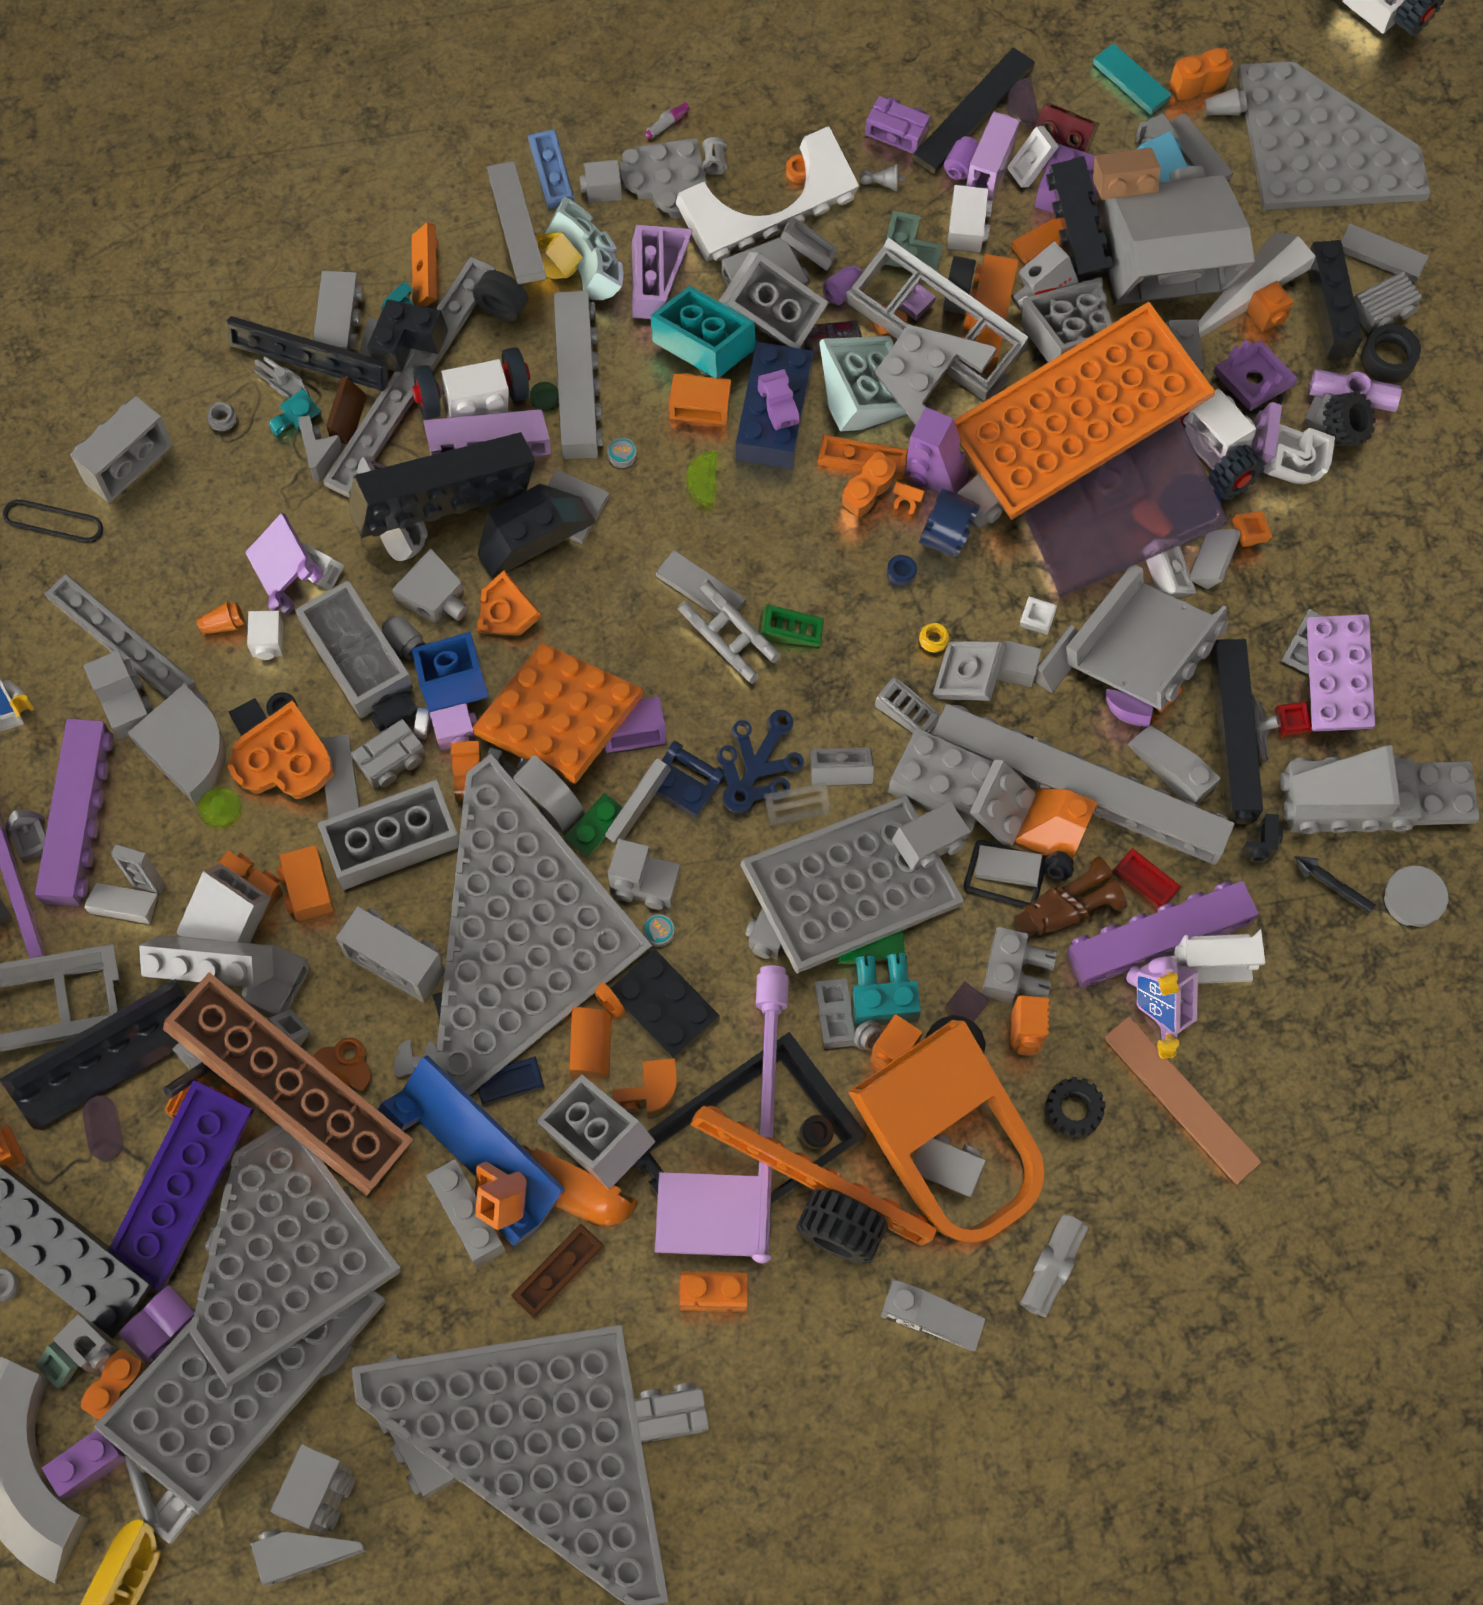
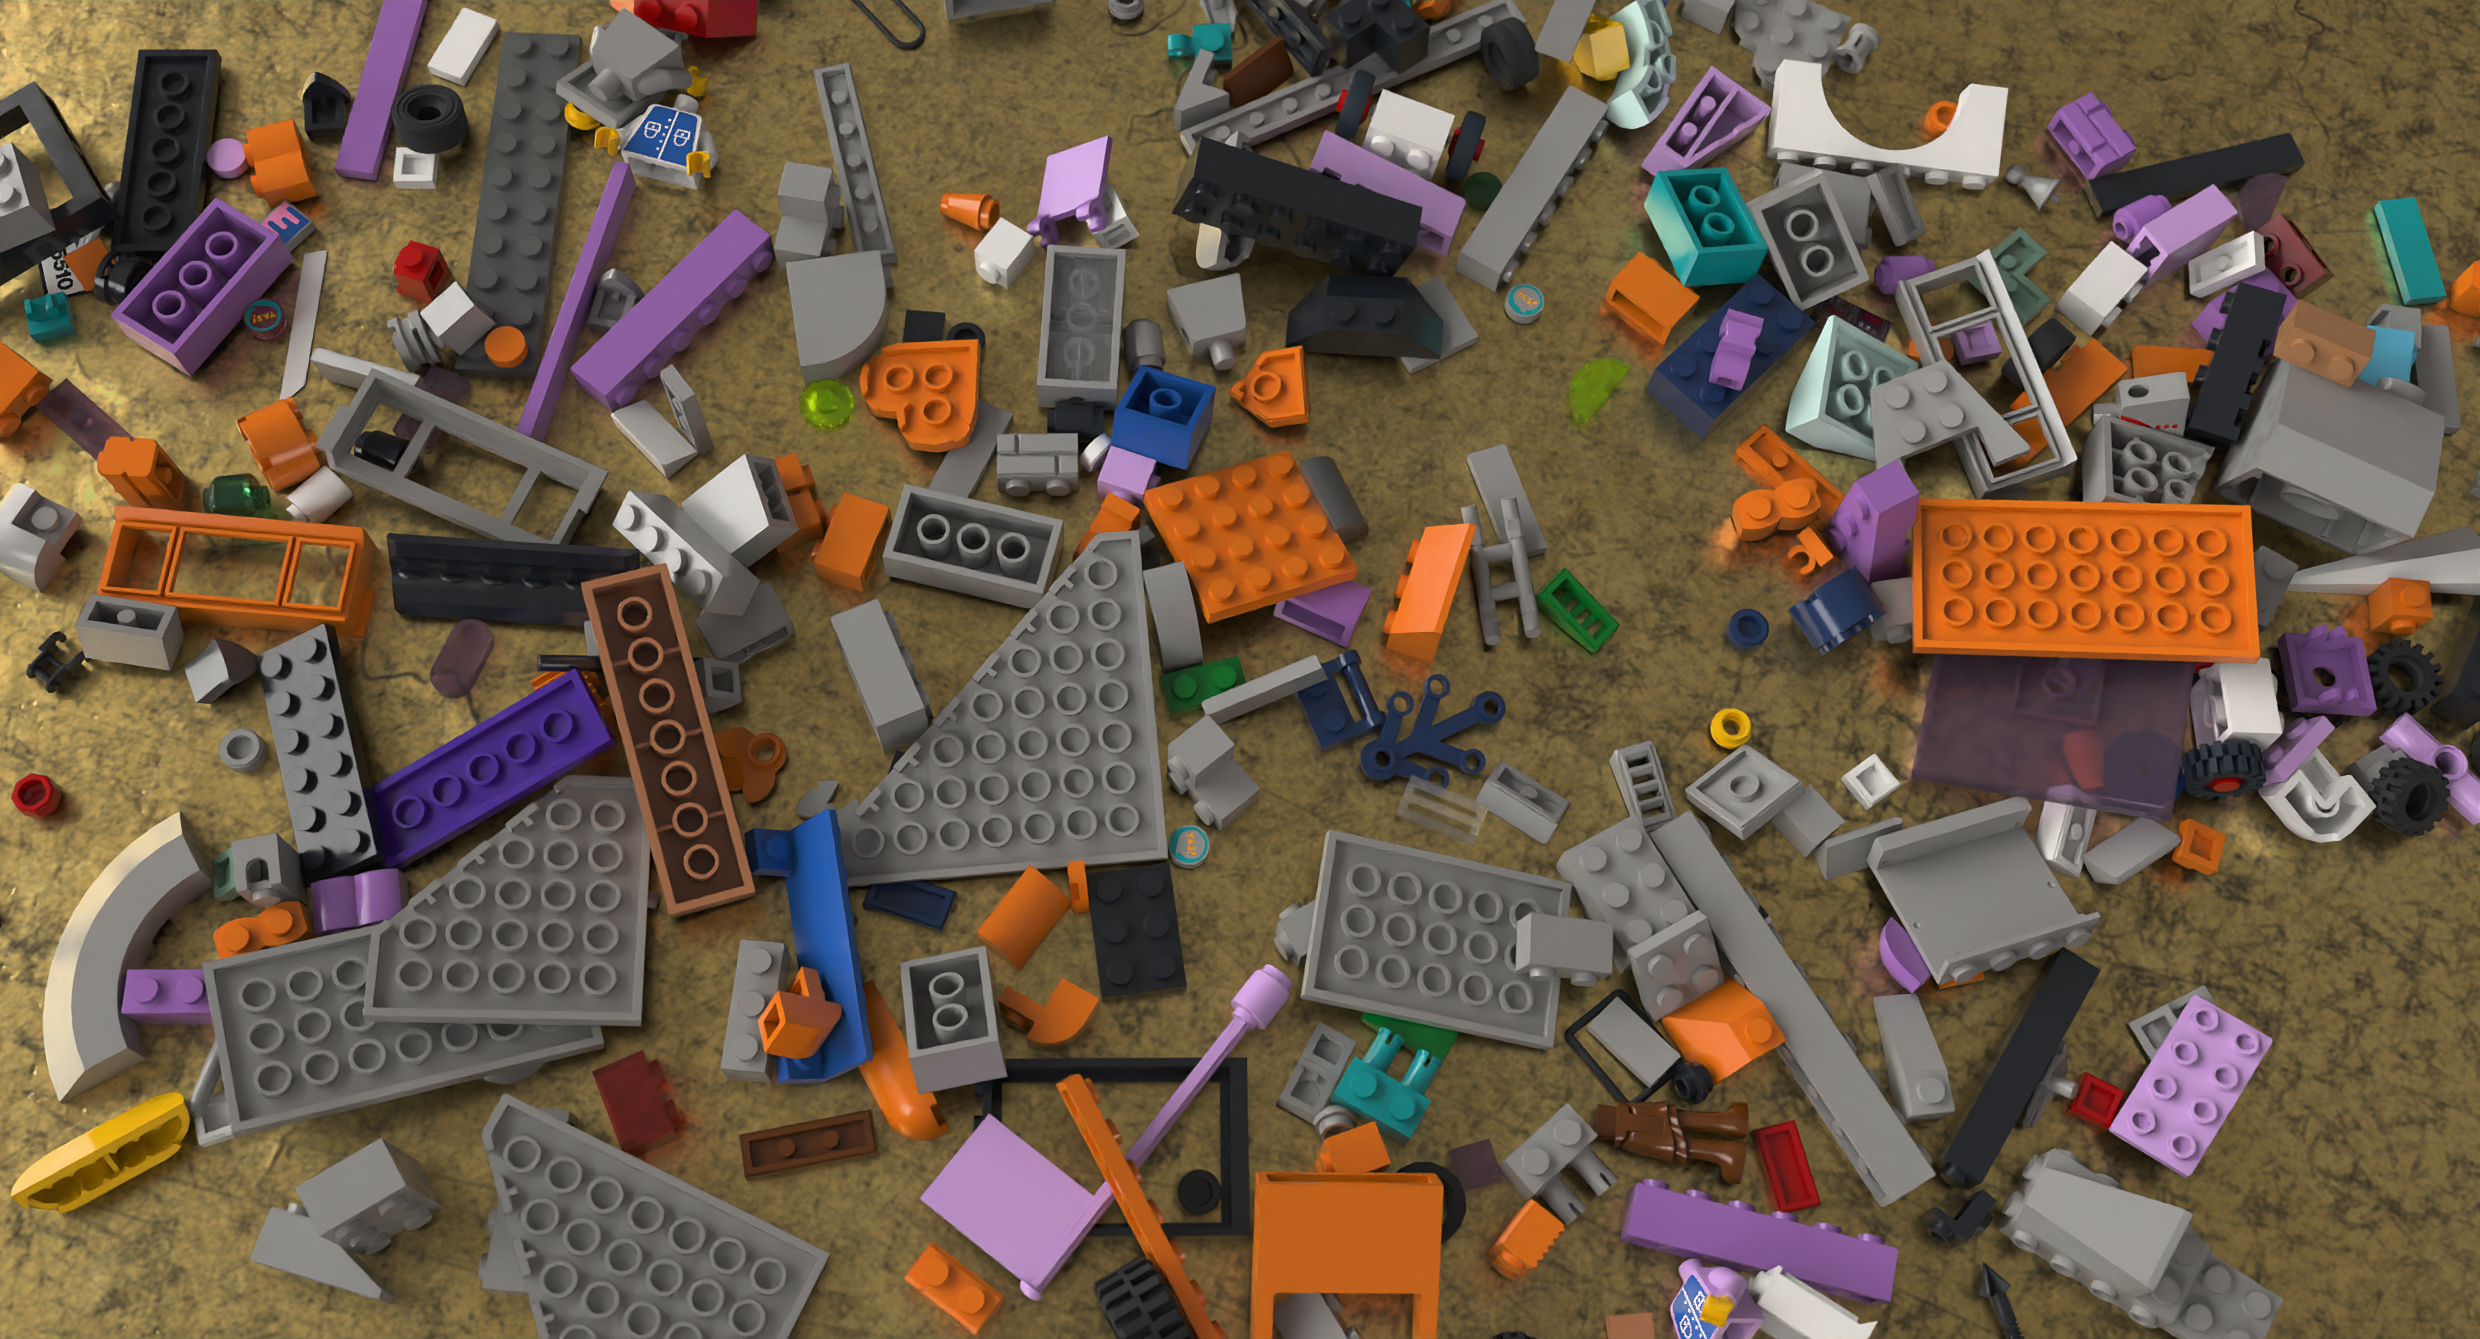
camera: 30 degrees right, 0 degrees up
(432, 1320) = (637, 1103): none -> clear red brick
(592, 653) = (1334, 497): none -> dark grey brick
(694, 672) = (1428, 590): none -> orange slope
(1305, 338) = (2418, 669): none -> black tyre

